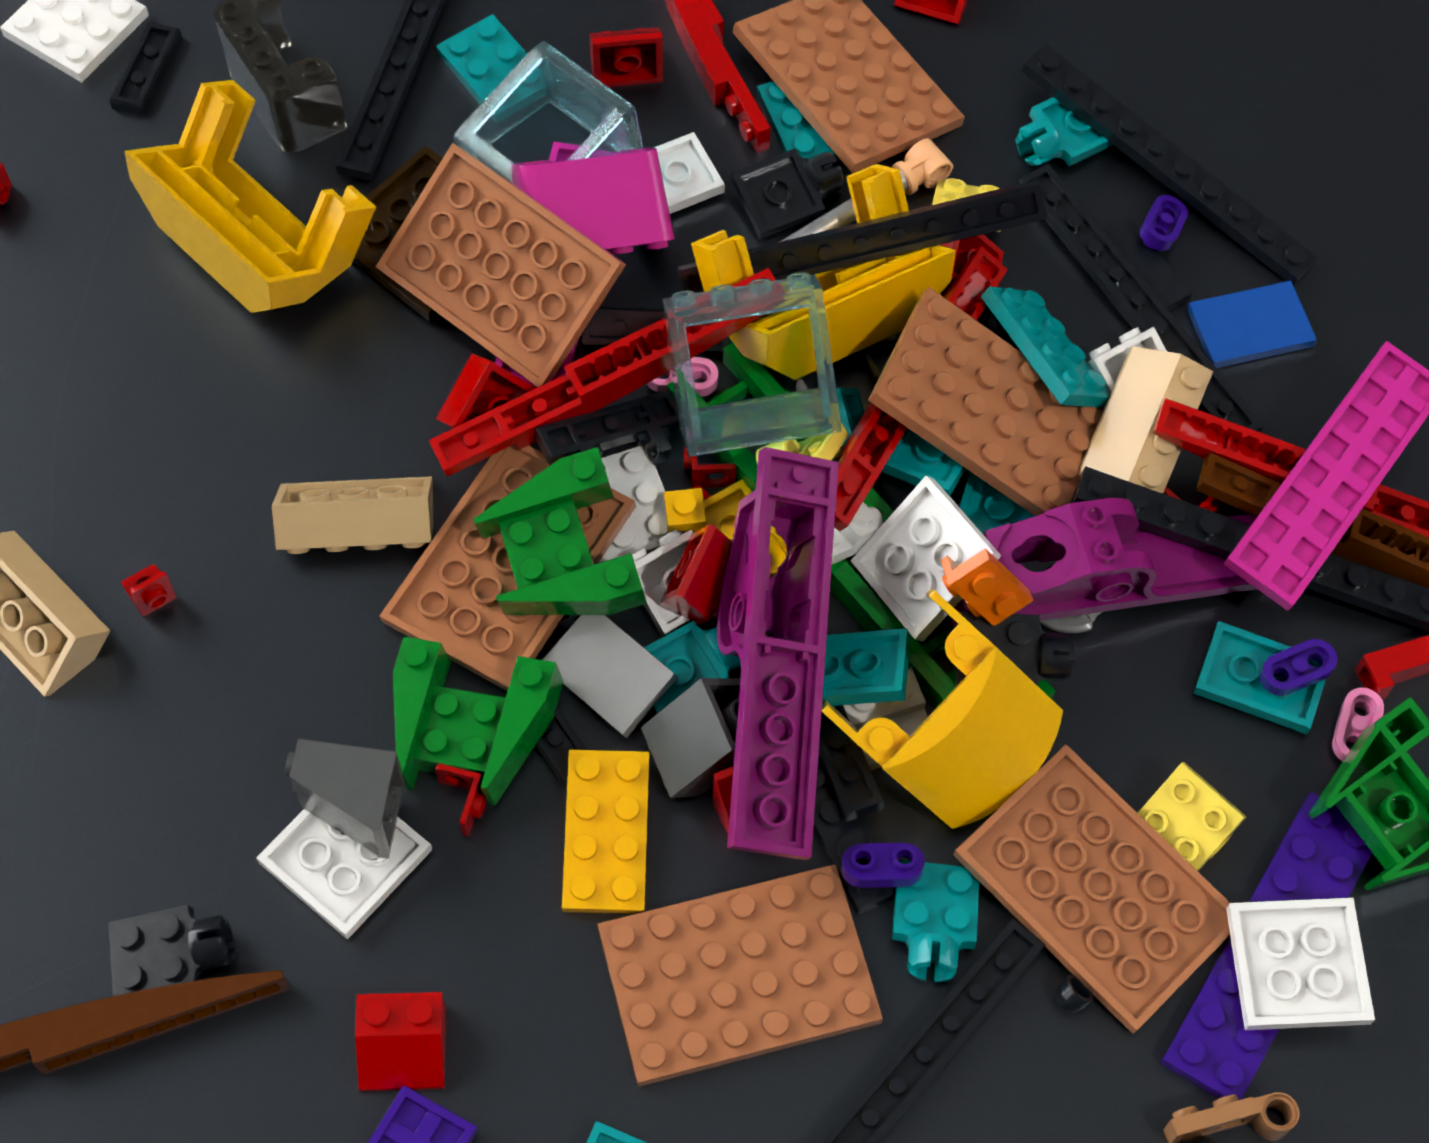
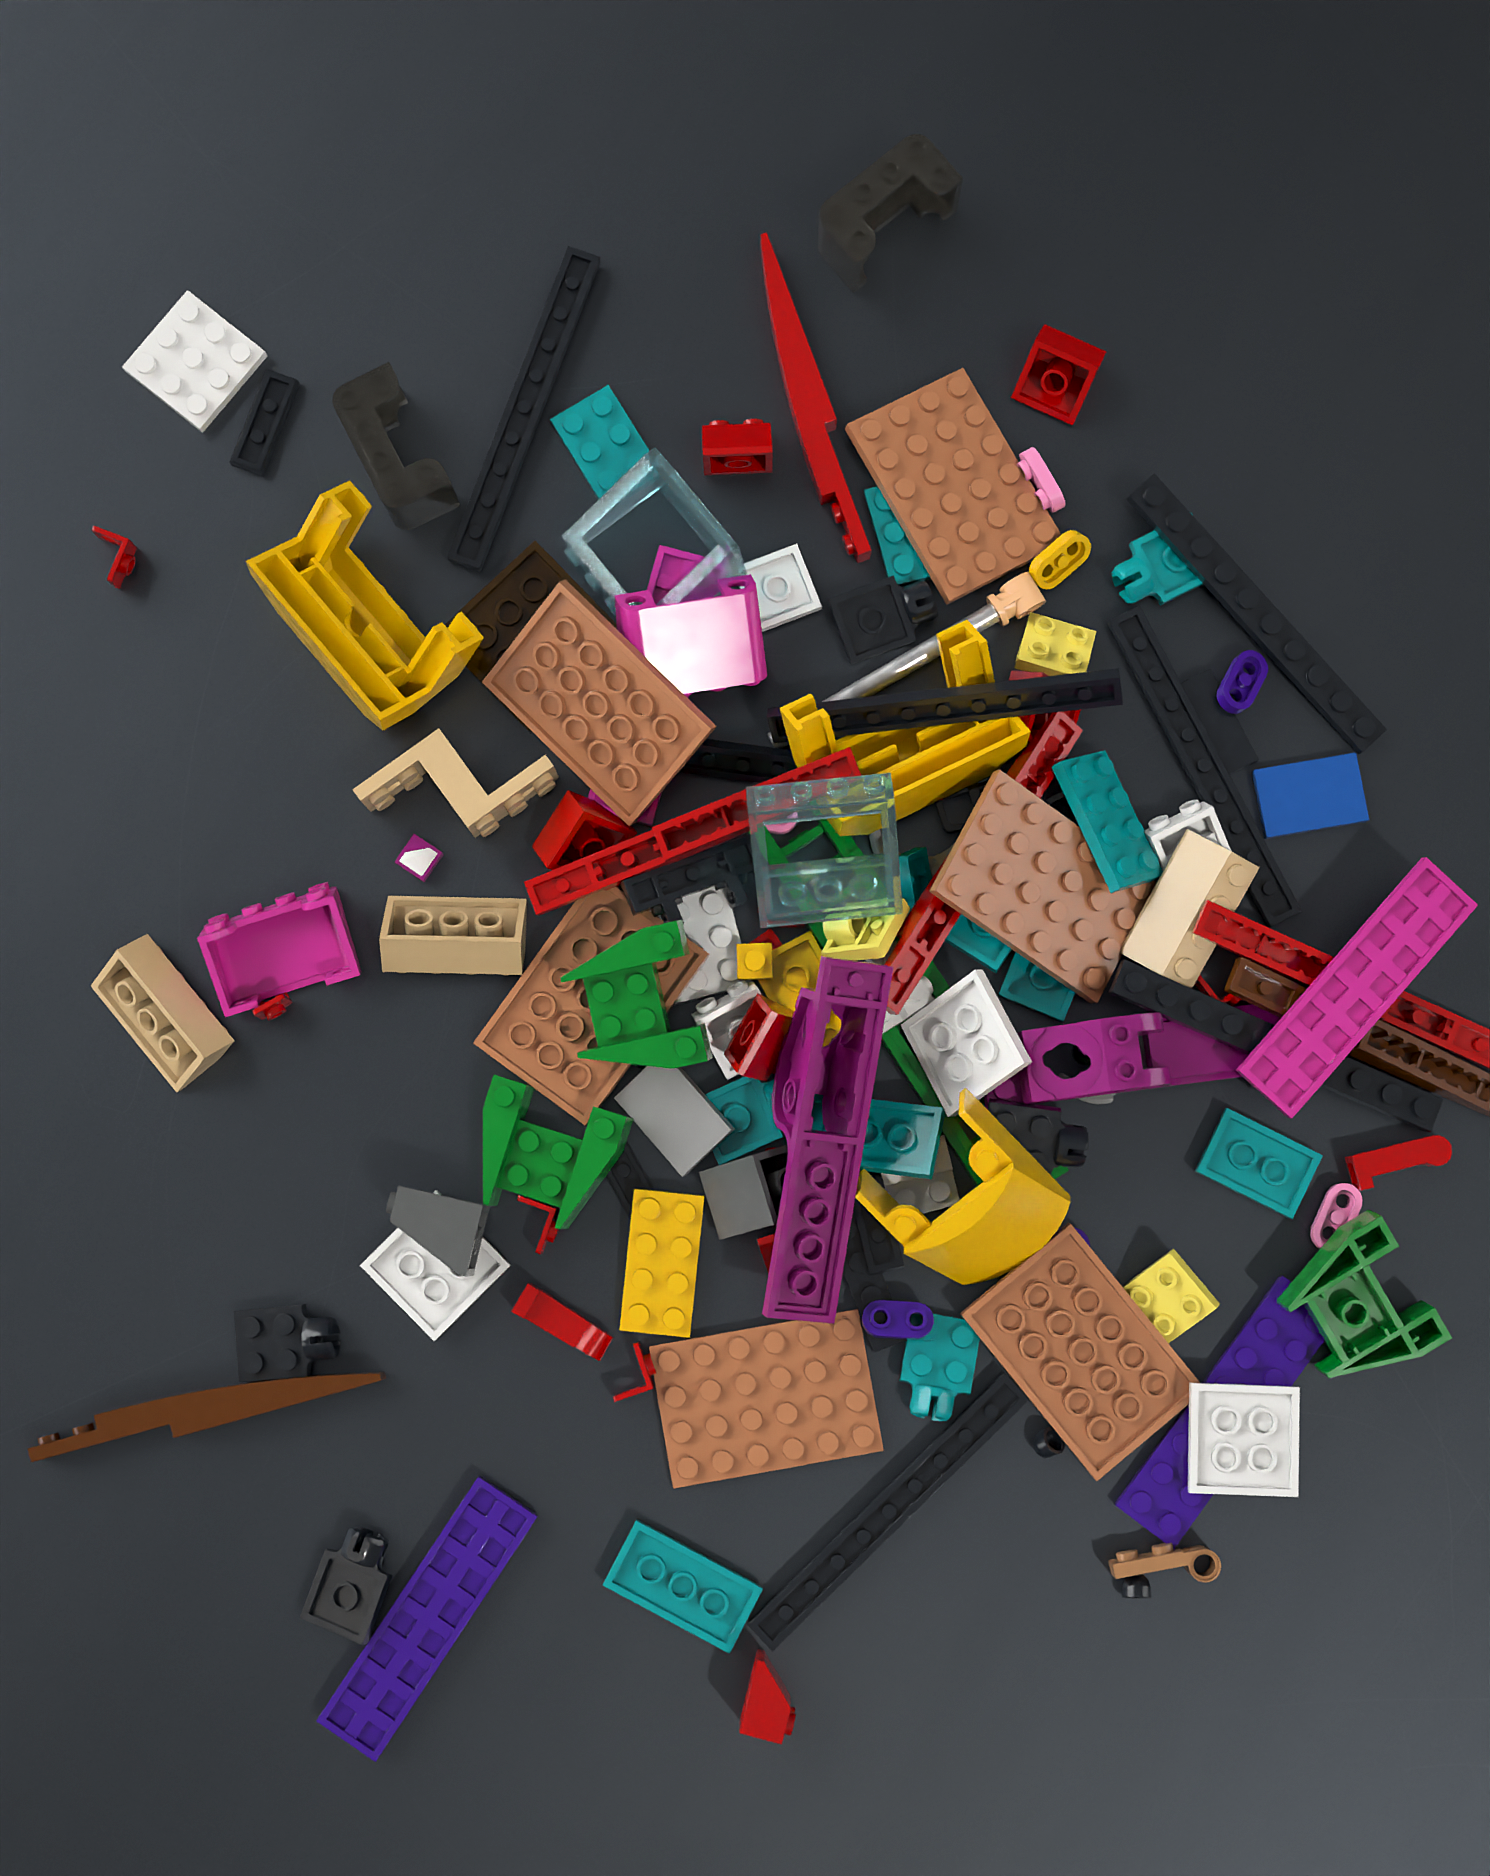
camera: 10 degrees right, 20 degrees up
(173, 531) = (278, 948): none -> dark pink windscreen
(313, 444) = (419, 858): none -> tile
(352, 360) = (457, 783): none -> tan bracket
(400, 1041) = (477, 1438): red slope -> none
(493, 903) = (562, 1321): none -> red leg
(593, 968) = (647, 1370): none -> red bracket
(935, 64) = (1042, 480): none -> bright pink plate
(959, 134) = (1057, 561): none -> yellow plate
(986, 586) = (1011, 1097): orange bracket -> none
(1295, 667) = (1289, 1165): dark purple plate -> none

